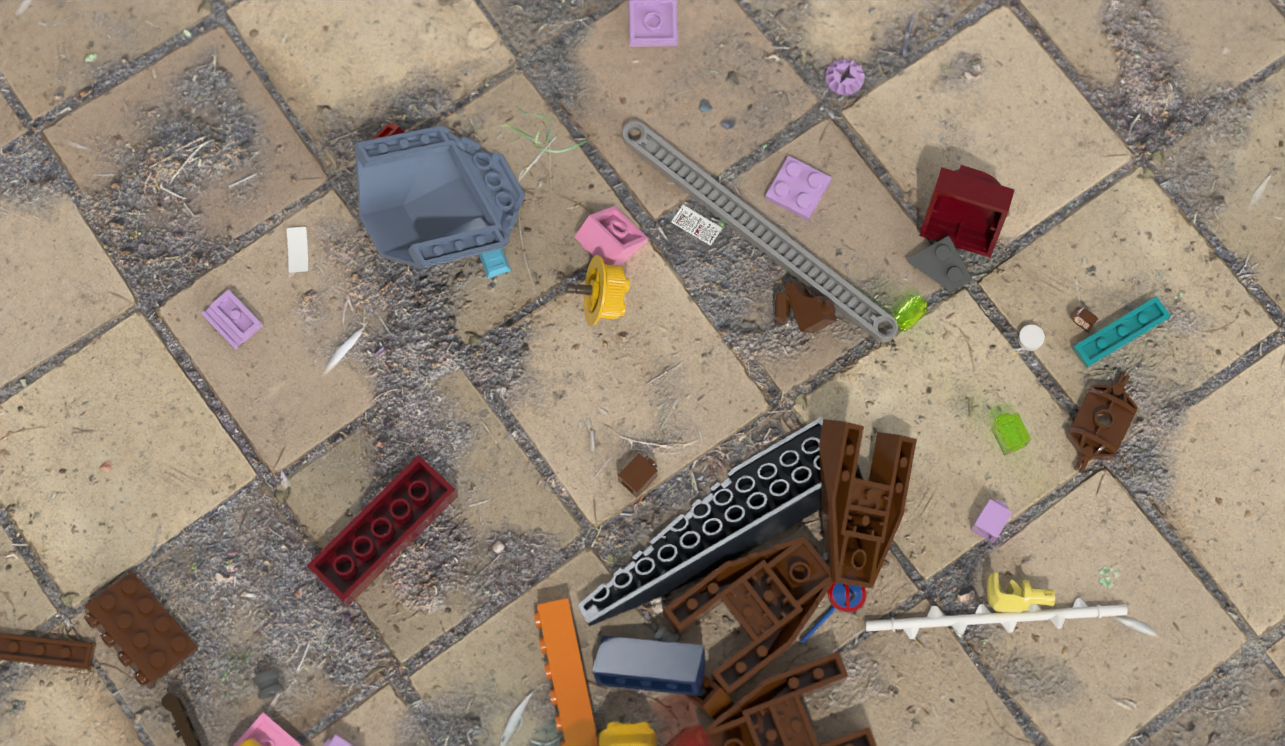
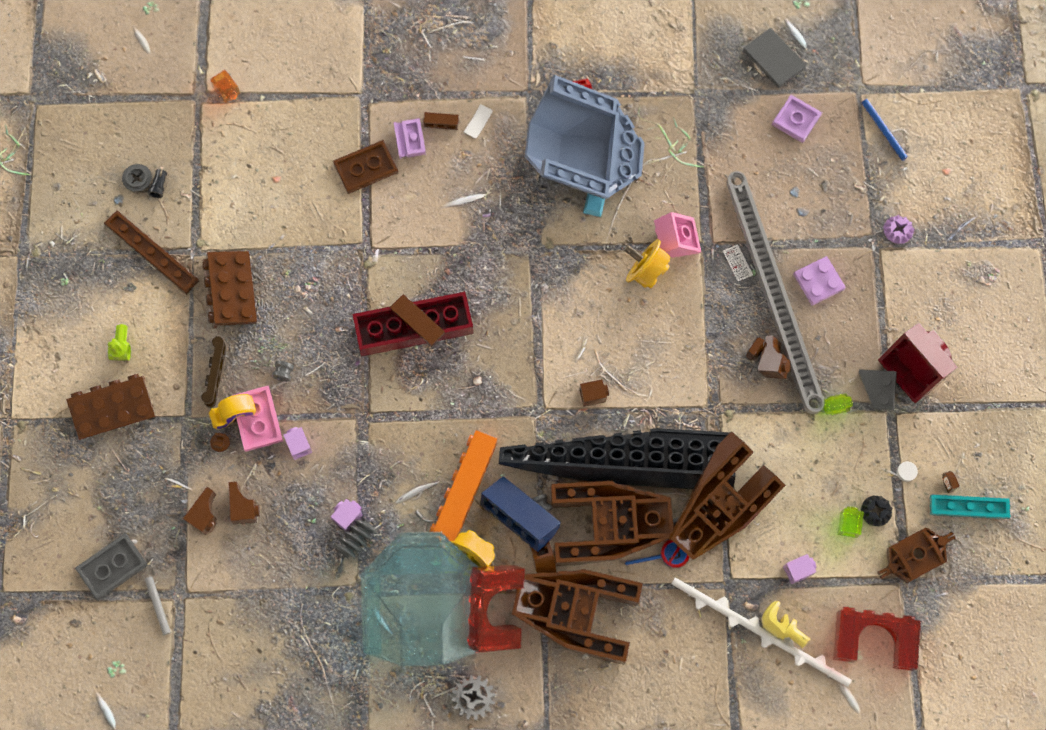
camera: 30 degrees right, 0 degrees up
(202, 385) = (365, 166): none -> reddish brown tile
(254, 276) = (441, 120): none -> reddish brown piece
(387, 524) = (417, 320): none -> reddish brown tile
(1029, 412) = (872, 517): none -> black gear
(1145, 515) = (903, 631): none -> clear red arch

